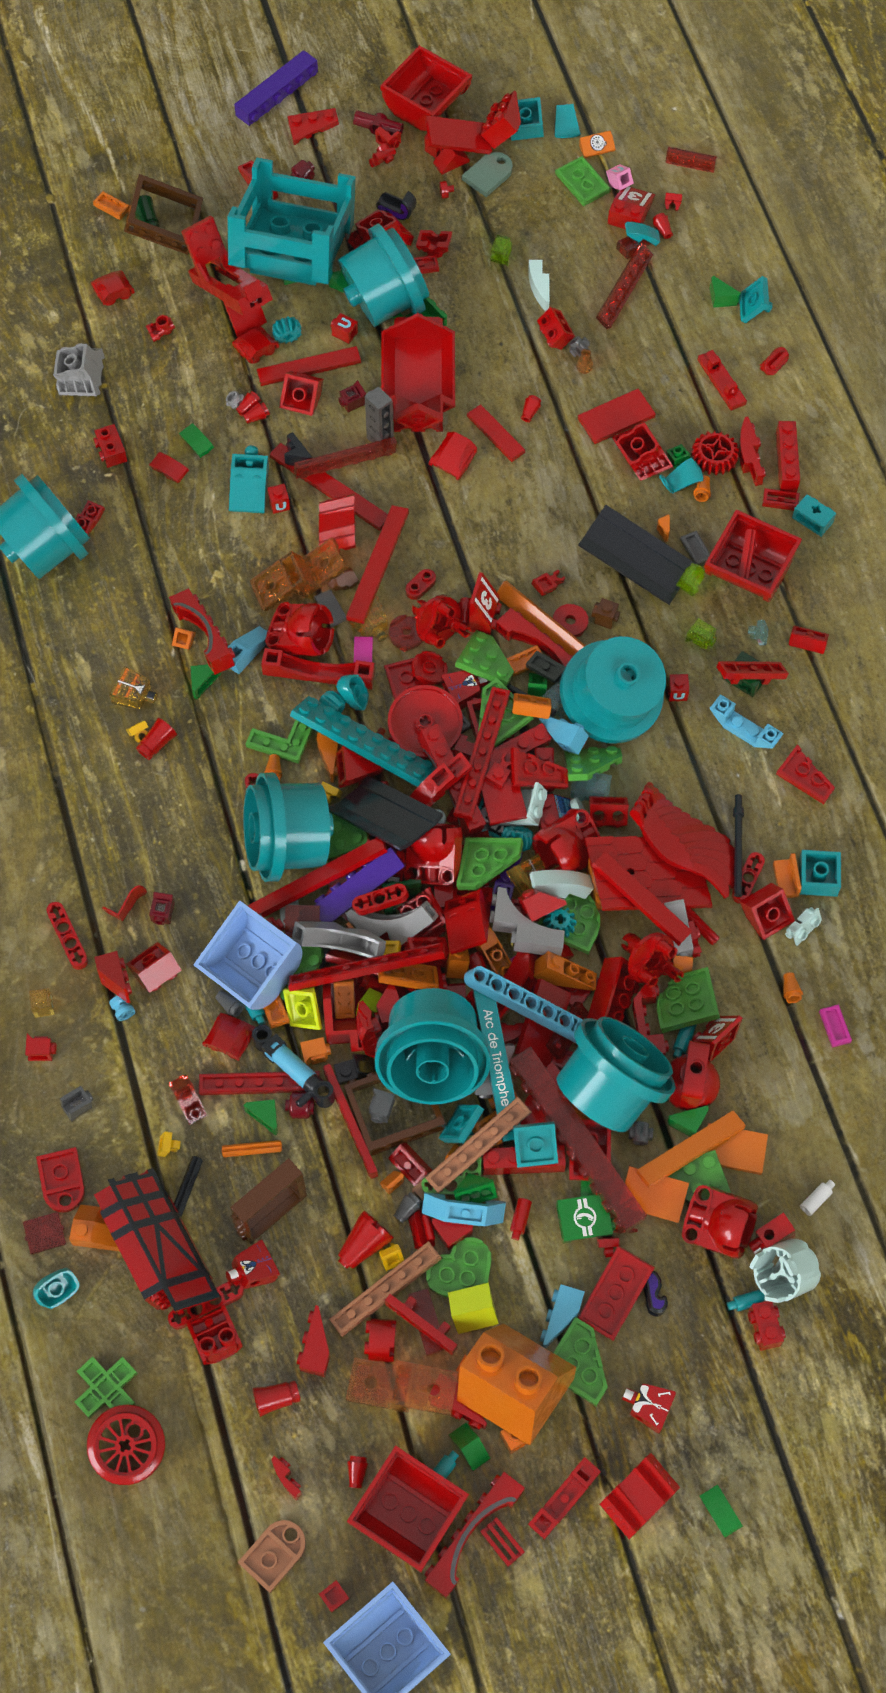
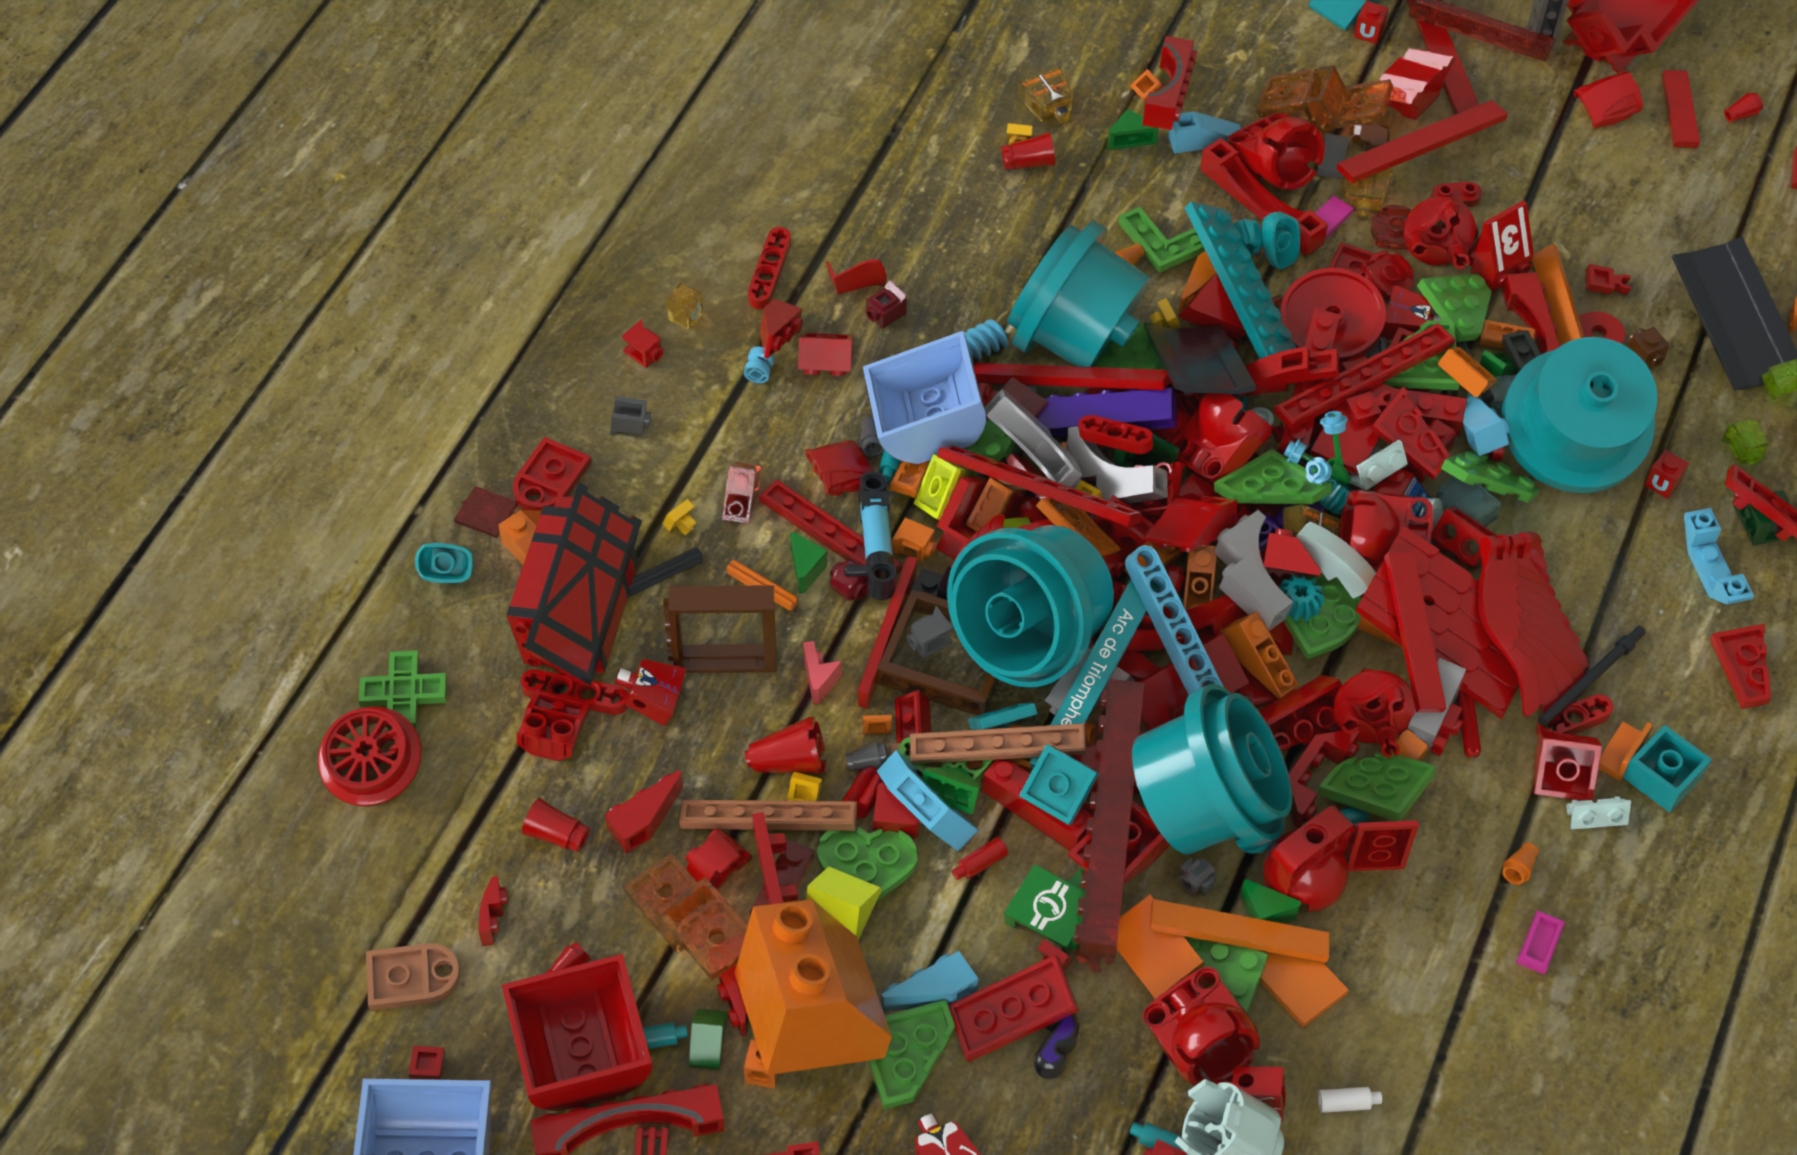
camera: 40 degrees right, 10 degrees down
(237, 890) = (985, 337): none -> medium azure piece
(337, 1182) = (820, 675): none -> coral slope
(512, 826) = (1317, 468): none -> medium azure plant

